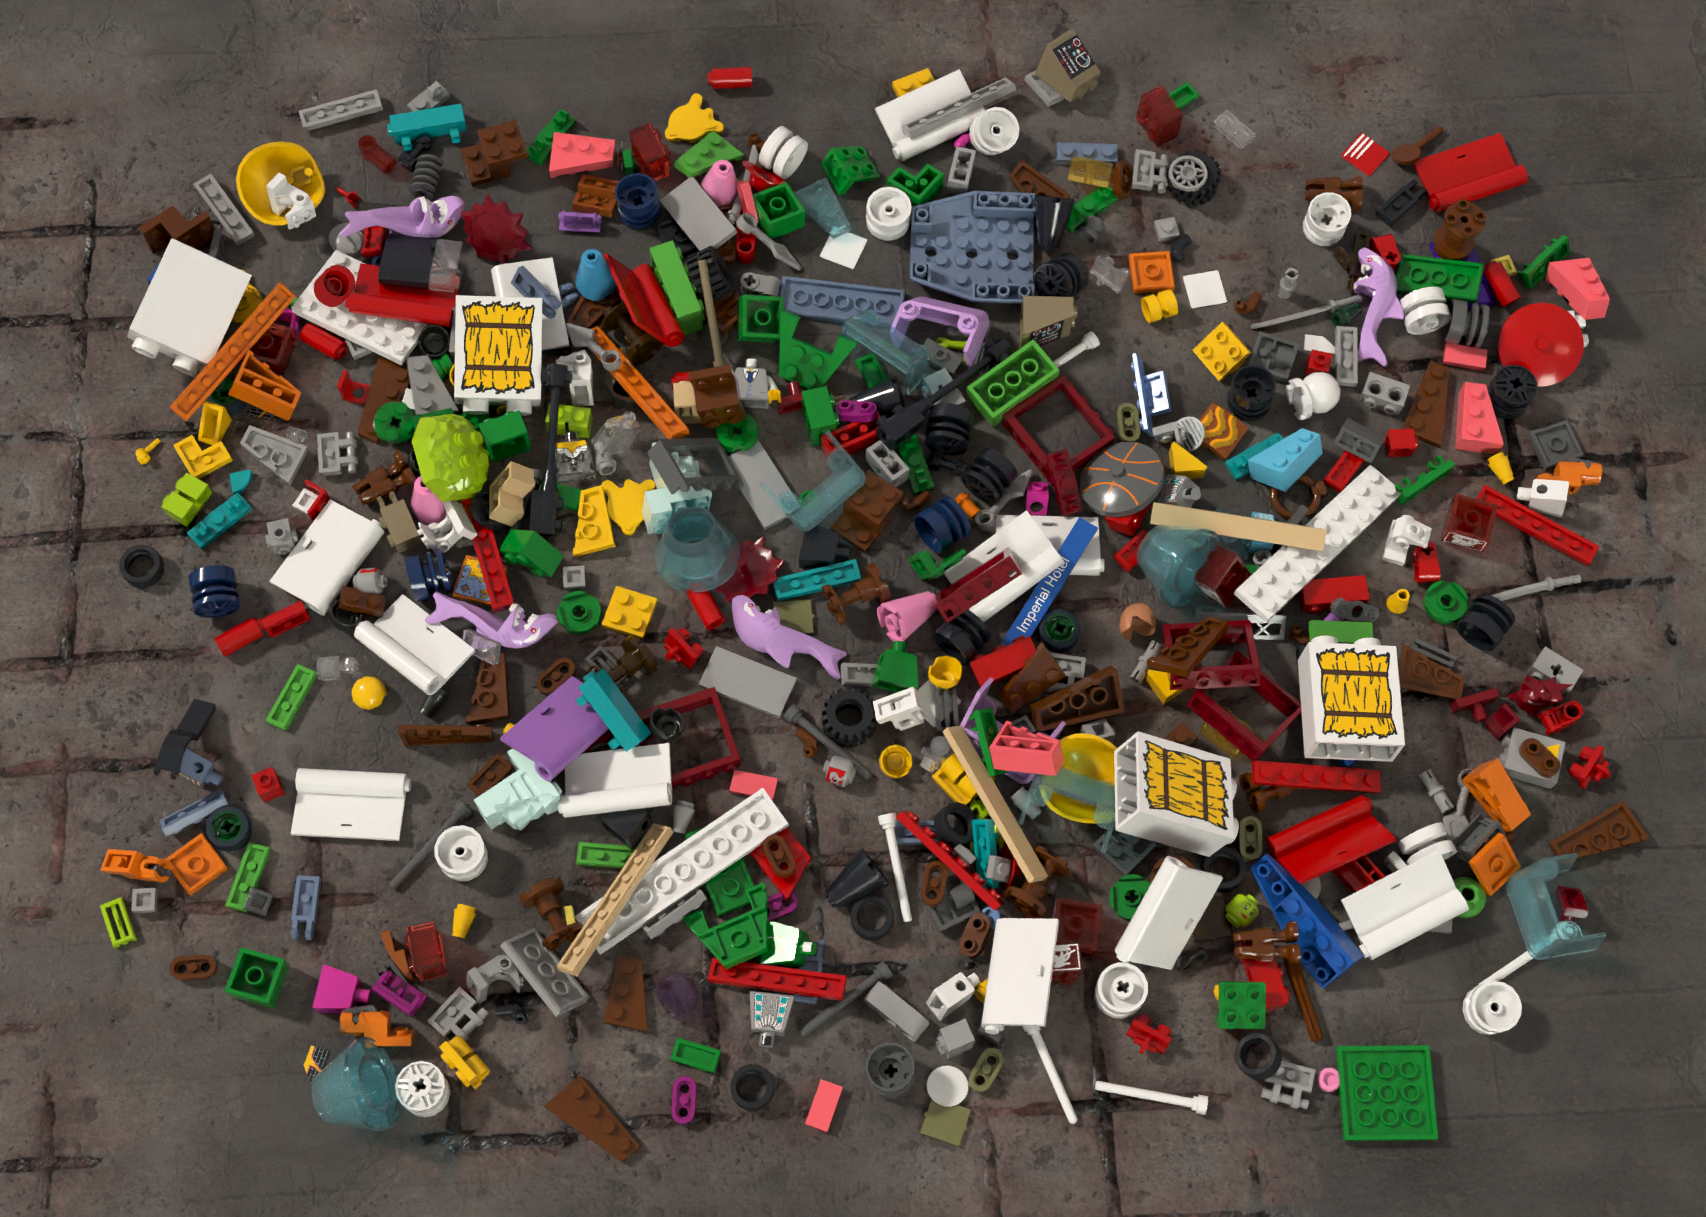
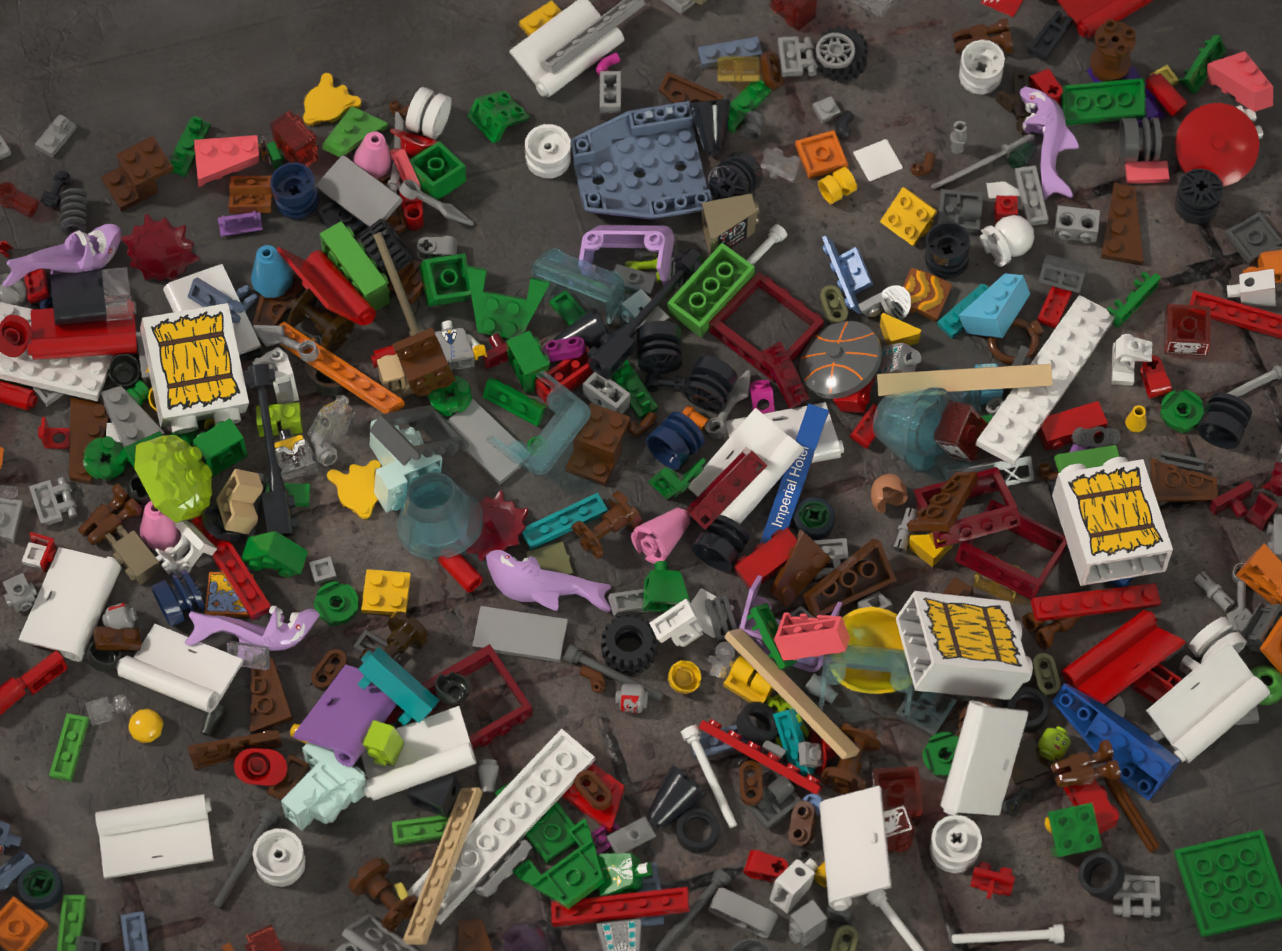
camera: 10 degrees left, 5 degrees down
(268, 784) = (69, 834): red brick -> none
(428, 122) = (63, 156): teal brick -> none
(462, 920) = (296, 921): yellow cone -> none
(465, 759) = (260, 766): none -> red piece
(585, 765) = (383, 744): none -> lime piece
(594, 523) = (329, 515): yellow wing -> none
(679, 649) = (445, 616): red hips -> none
(730, 78) = (356, 50): red brick -> none
(749, 783) = (545, 729): coral tile -> none
(797, 451) = (514, 401): none -> green plate
(805, 909) = (631, 836): none -> light grey plate
(821, 548) = (561, 489): black torso -> none
(824, 208) = (482, 159): clear light blue wing -> none
(838, 301) = (518, 247): sand blue tile -> none
(844, 249) = (510, 194): white sticker -> none
(918, 188) = (574, 119): green brick -> none
(927, 969) = (763, 866): none -> red piece
(945, 672) = (712, 581): yellow hair -> none
(996, 120) = (645, 46): white wheel -> none
(1328, 1080) = (1173, 884): bright pink tile -> none
(1400, 442) = (1103, 267): red brick -> none
(1425, 310) = (1098, 135): white wheel -> none
(1476, 421) = (1172, 231): coral wedge -> none
(1501, 467) = (1205, 269): yellow cone -> none

